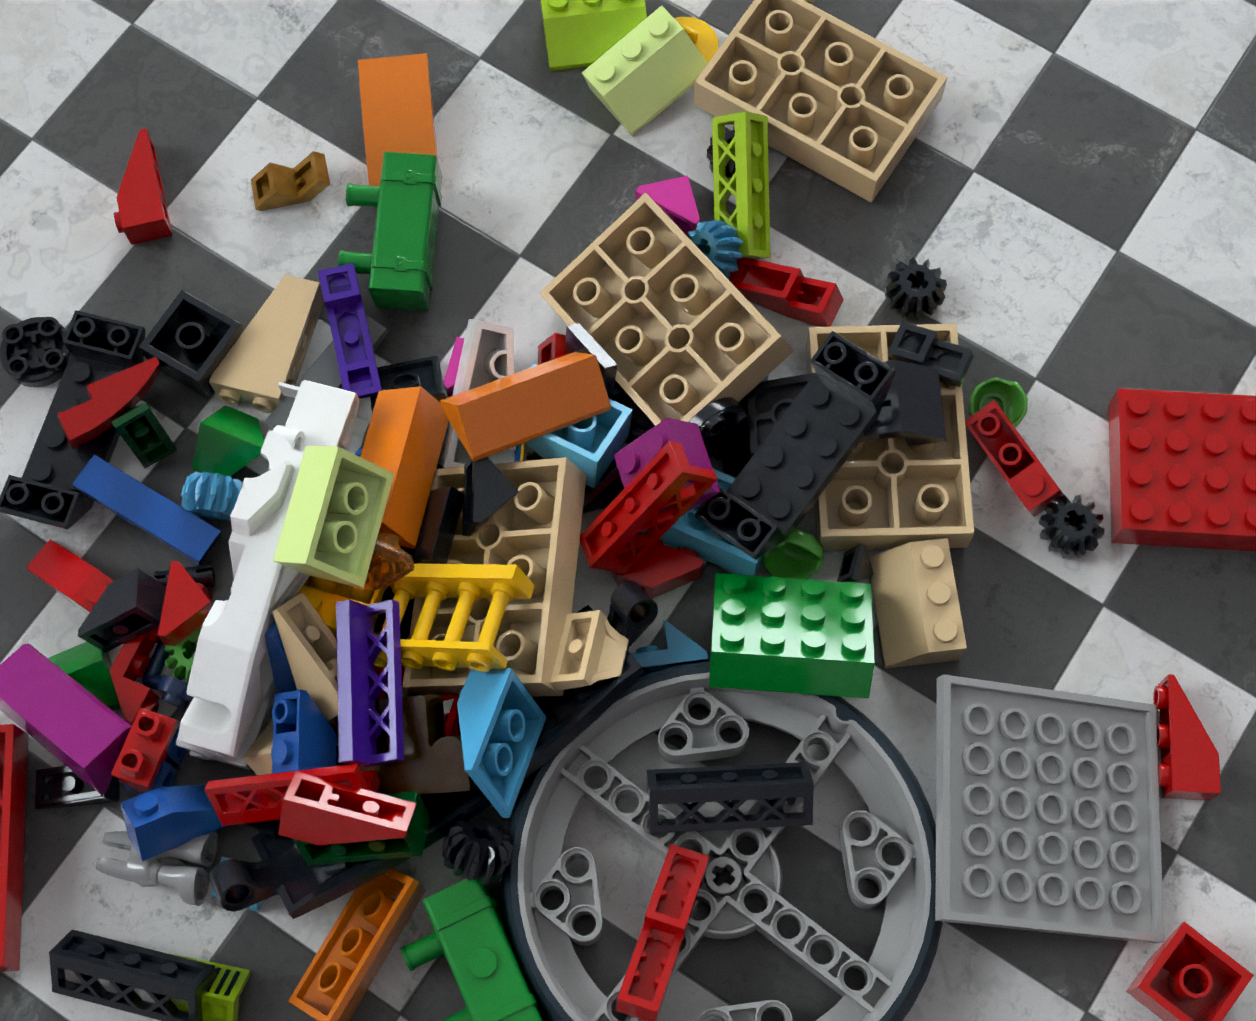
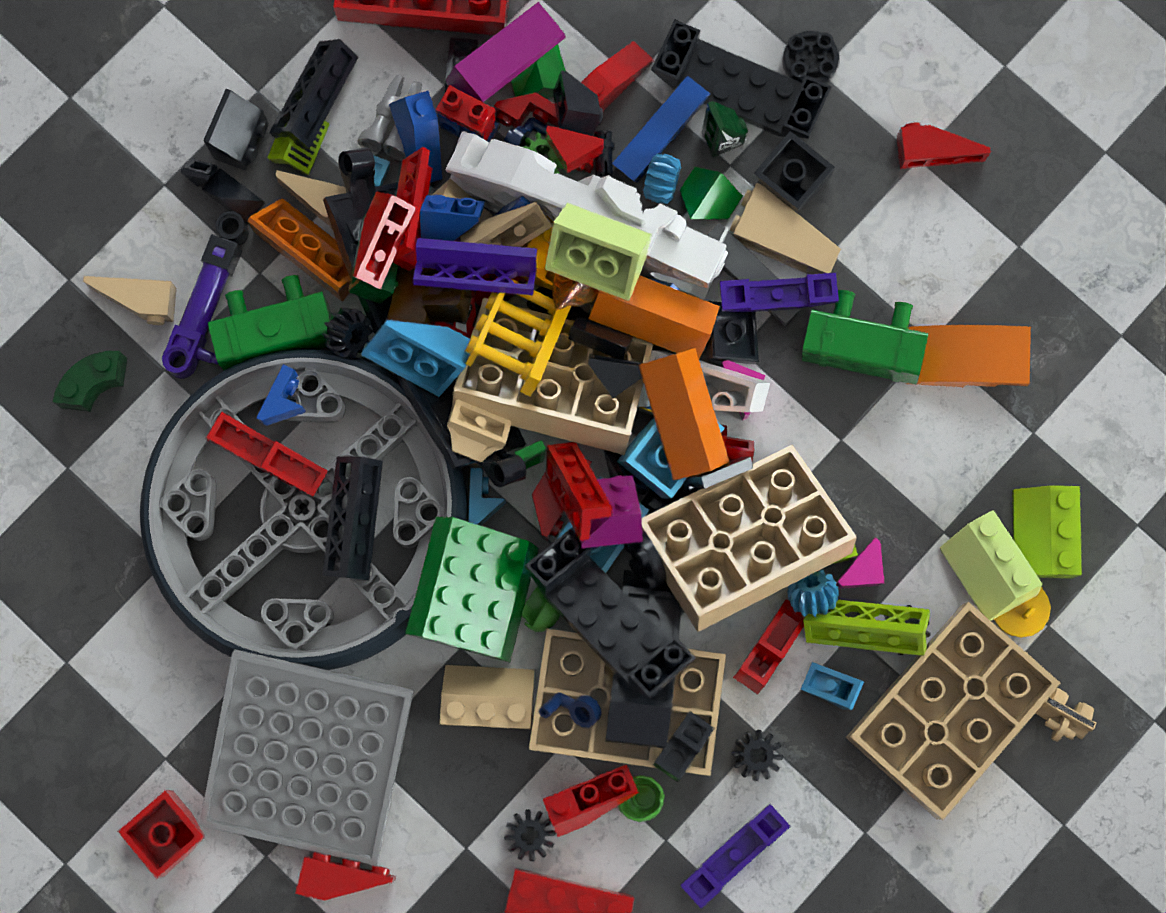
camera: 95 degrees right, 10 degrees up
(108, 402) = (748, 105): red slope -> none
(282, 948) = (309, 192): none -> tan slope
(285, 186) = (930, 263): pearl gold slope -> none
(594, 925) = (276, 405): none -> blue slope
(599, 589) = (532, 454): none -> green tile
(819, 215) = (832, 686): none -> dark azure slope
(855, 565) = (525, 656): black slope -> none
(915, 471) = (584, 710): none -> dark blue plate
(1033, 298) = (735, 855): none -> dark purple slope

